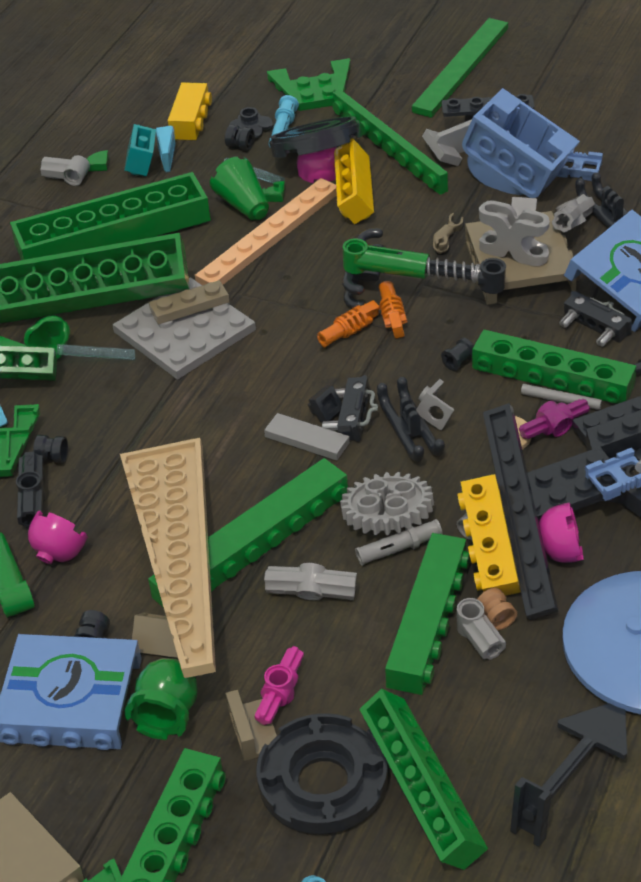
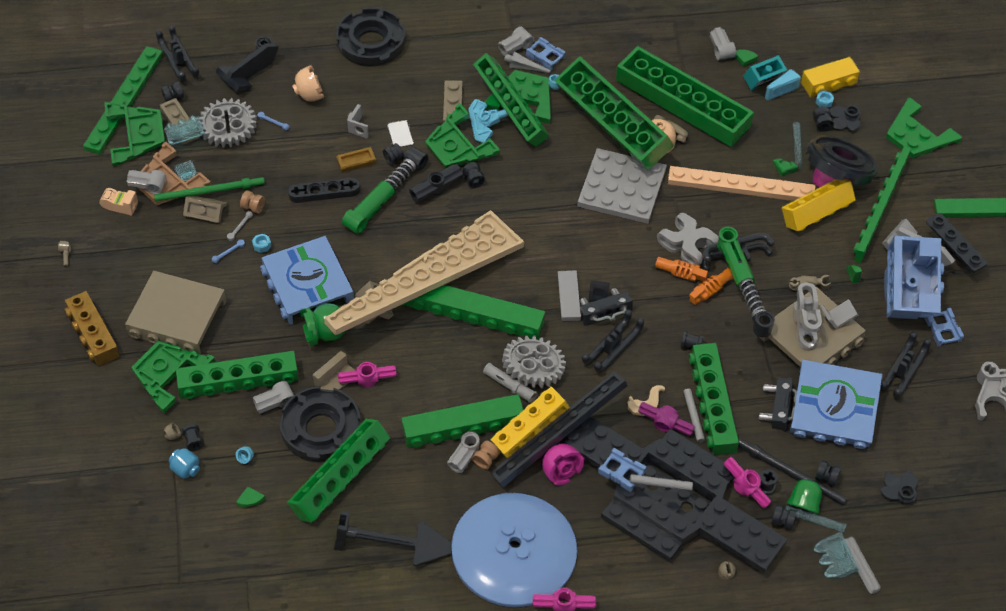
camera: 55 degrees right, 10 degrees up
(48, 333) = (560, 122): green hair -> none
(54, 538) = (404, 215): dark pink cylinder -> none
(92, 625) = (353, 268): black wheel -> none
(101, 352) = (570, 158): clear light blue bar -> none
(189, 302) = (637, 175): dark tan plate -> none
(213, 128) = (824, 99): none -> medium azure tile
(240, 187) = (765, 146): green cone -> none
(240, 805) = (276, 397): none -> light grey piece
(285, 114) = (866, 132): medium azure pin -> none
(310, 582) = (450, 353): light grey piece -> none
(312, 300) = (687, 239): none -> light grey piece
(429, 399) = (637, 340): light grey bracket -> none
(460, 196) = (854, 273): none -> green tile
(572, 213) = (872, 343): light grey piece -> none

